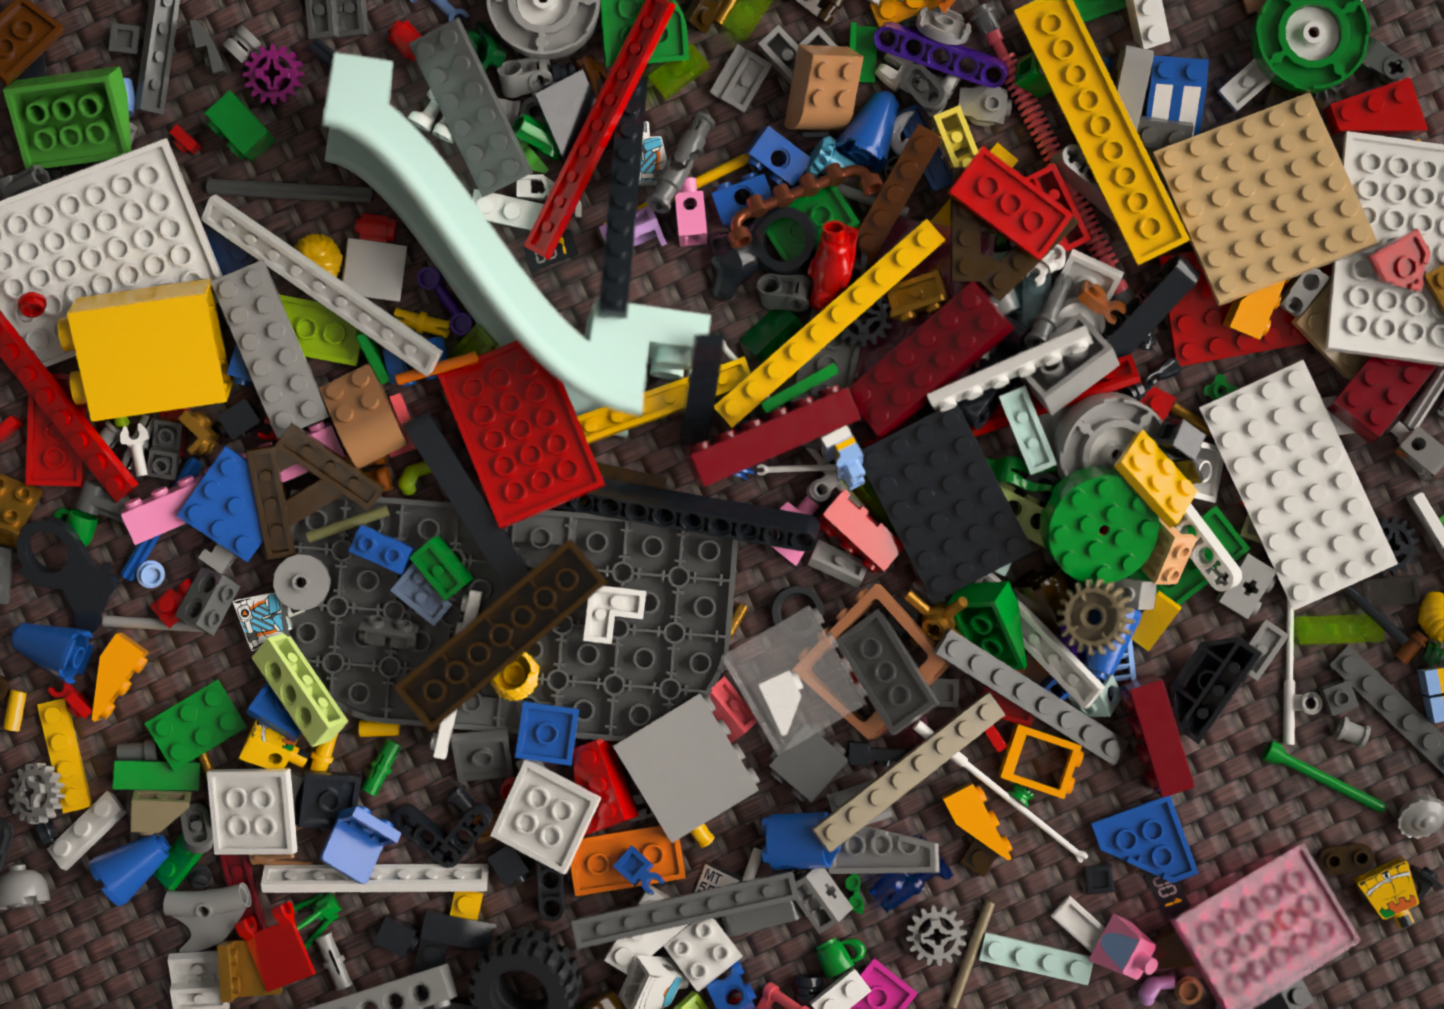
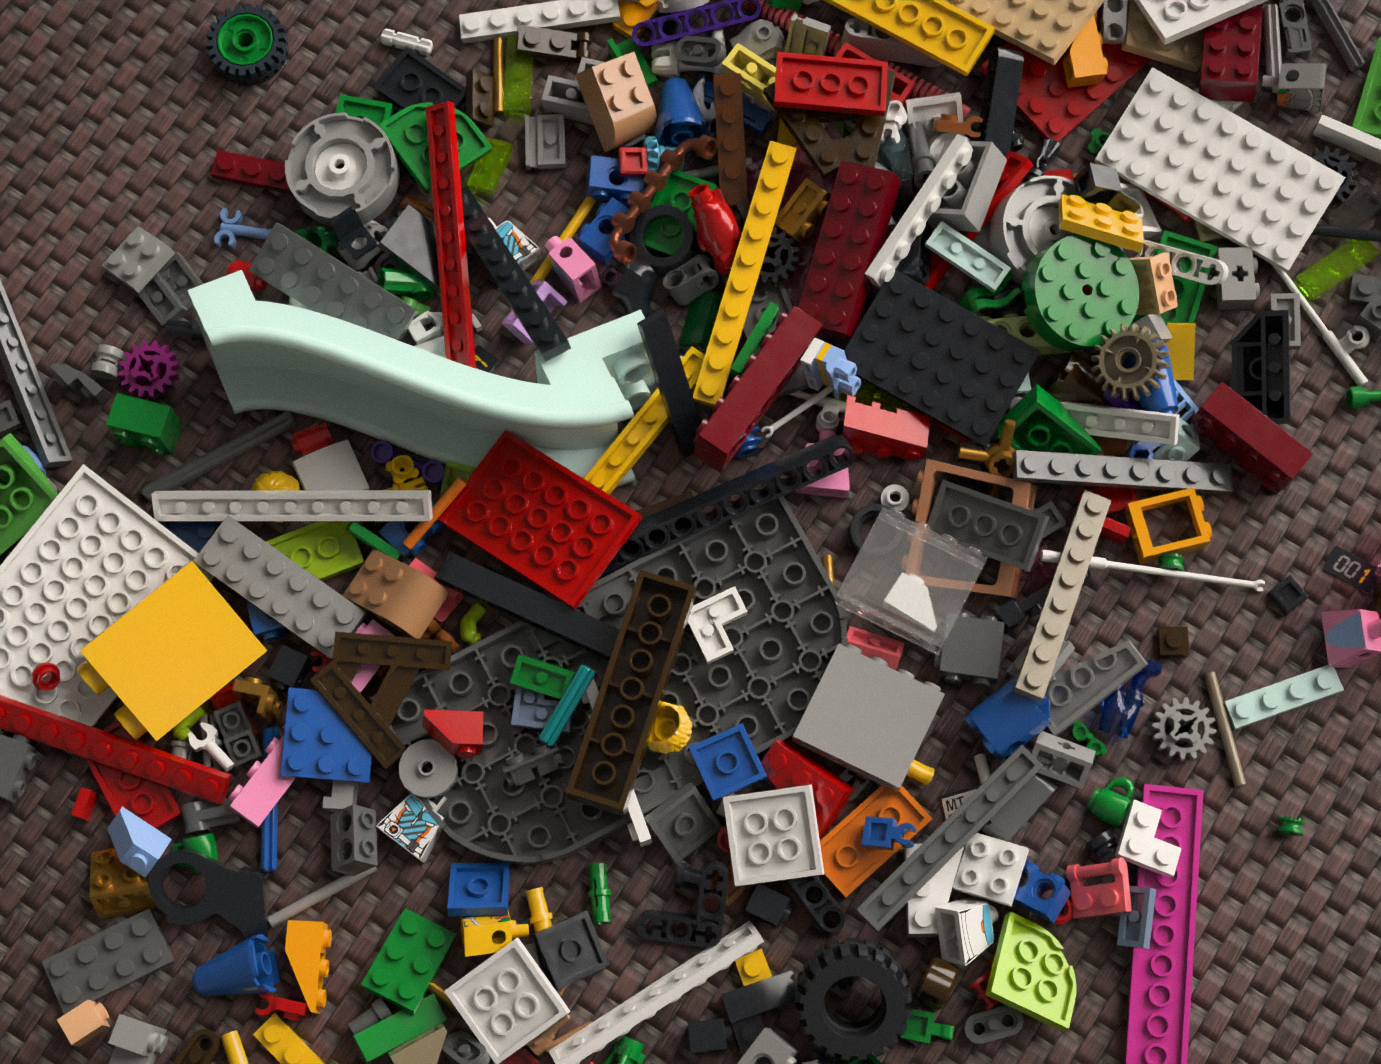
camera: 20 degrees left, 15 degrees down
(30, 493) = (136, 841): none -> light blue slope
(150, 574) = (288, 852): light blue plate -> none
(169, 603) = (320, 869): red plate -> none
(184, 140) = (104, 467): red plate -> none
(299, 689) = (483, 863): yellowish green brick -> none
(342, 570) = (456, 731): none -> red slope
(347, 524) = (438, 693): olive bar -> none
(357, 842) = (619, 968): bracket -> none
(374, 729) = (576, 861): yellow axle -> none
(382, 549) = (482, 692): blue brick -> none
(439, 298) = (402, 462): none -> yellow plate
(444, 607) = (567, 705): none -> teal axle
(517, 61) = (349, 227): none -> black bracket
(689, 148) = (537, 230): dark grey piece -> none
(800, 154) = (632, 162): none -> red tile
(822, 592) = (895, 489): none -> white plate
(837, 564) = (884, 470): light grey plate -> none
(970, 814) = (1143, 608): light orange slope -> none
(1025, 137) = (807, 36): none -> light grey plate
(1078, 922) = (1297, 643): white tile -> none
(1148, 839) = (1305, 534): blue plate -> none

